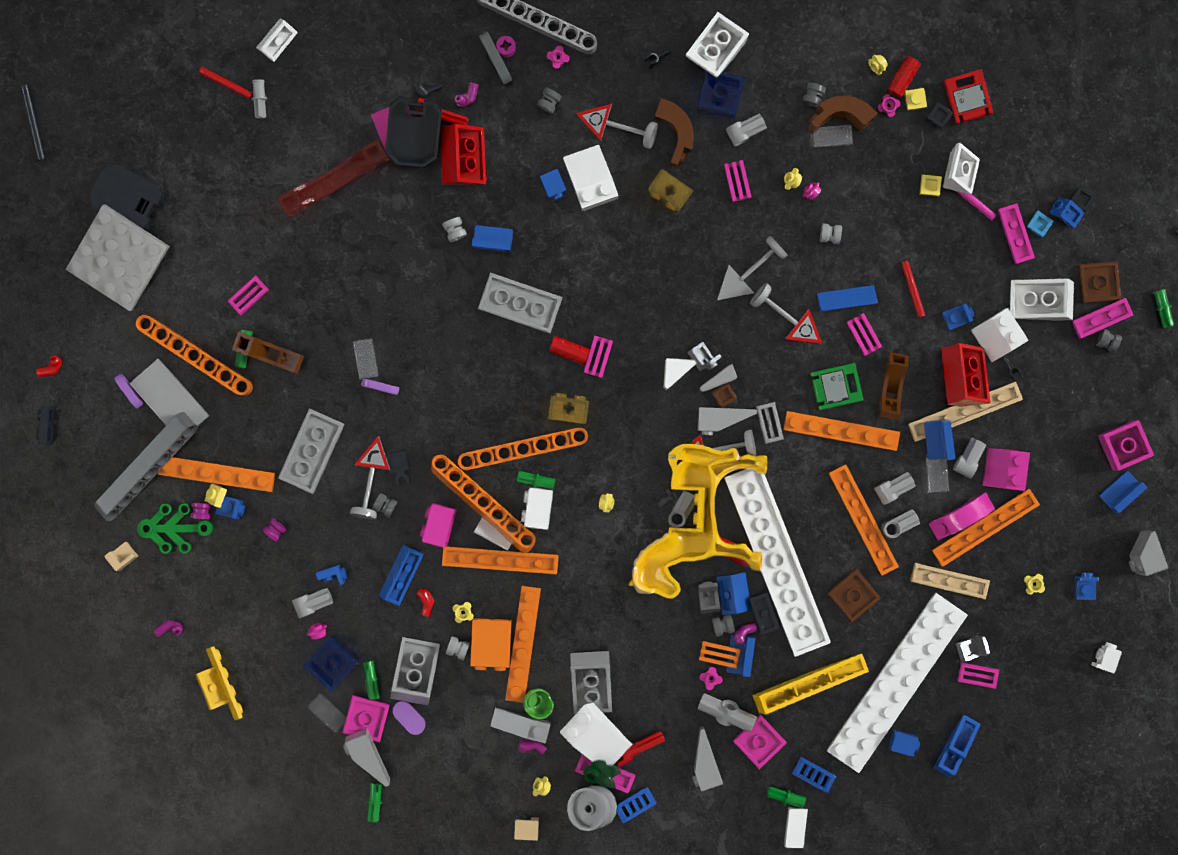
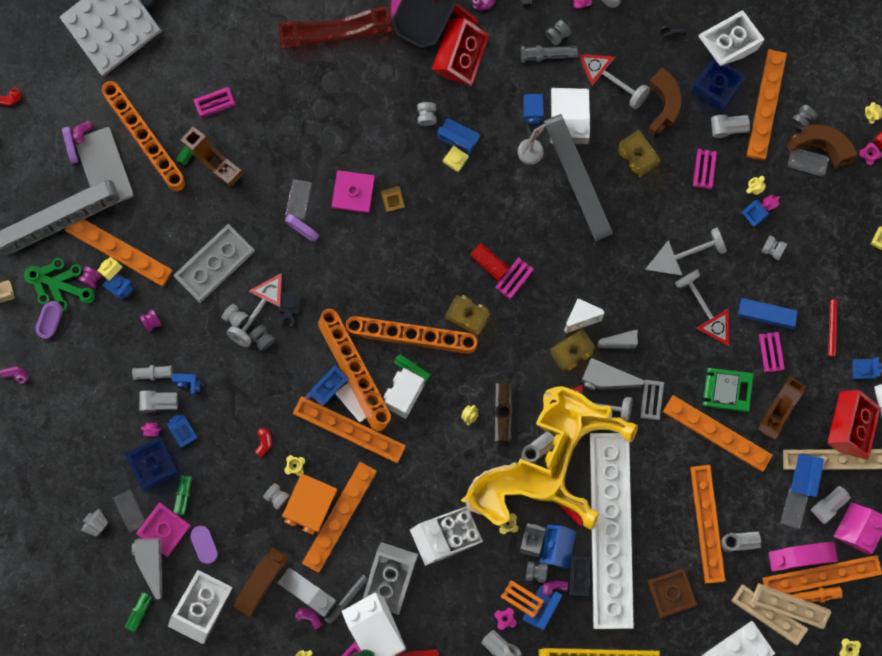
camera: 20 degrees right, 10 degrees down
(131, 374) = (79, 131): none -> magenta arm
(179, 565) = (49, 319): none -> medium lavender tile
(216, 685) = (36, 444): yellow bracket -> none
(296, 577) = (152, 372): none -> light grey pin
(300, 738) = (94, 523): none -> light grey piece
(345, 620) = (181, 430): none -> blue bracket
(351, 495) = (235, 317): none -> light grey wheel
(401, 575) = (251, 408): blue slope -> none
(414, 331) = (353, 191): none -> dark pink plate
(415, 671) = (227, 503): light grey slope -> none
(428, 775) = (200, 606): none -> white slope
(438, 525) = (305, 372): dark pink brick -> none
(454, 323) = (392, 198): none -> pearl gold slope
(464, 529) = (327, 386): none -> blue panel
(475, 732) = (260, 581): none -> reddish brown arch
(499, 262) = (455, 159): none -> light yellow plate
(520, 303) = (461, 203): light grey tile -> none
(538, 703) = (331, 577): bright green hair -> none
(539, 127) = (539, 53): none -> dark grey pin
(559, 716) = (346, 600): none -> dark grey bar
(567, 226) = (531, 150): none -> light grey piece
(622, 238) = (578, 177): none -> dark grey beam
(627, 623) = (445, 535): none -> white slope
(641, 502) = (503, 425): none -> dark brown piece
(669, 411) = (576, 341): none -> clear yellow brick
(685, 590) = (512, 527): none -> light yellow plate
(703, 357) = (612, 315): flat silver bracket -> none
(724, 395) = (619, 358): reddish brown tile -> none
(773, 94) = (766, 105): none -> orange plate
(801, 206) = (755, 213): none -> blue plate
(892, 489) = (743, 506): light grey piece -> none
(967, 567) = (791, 606): none -> tan tile
(986, 547) = (820, 595): none -> orange pin

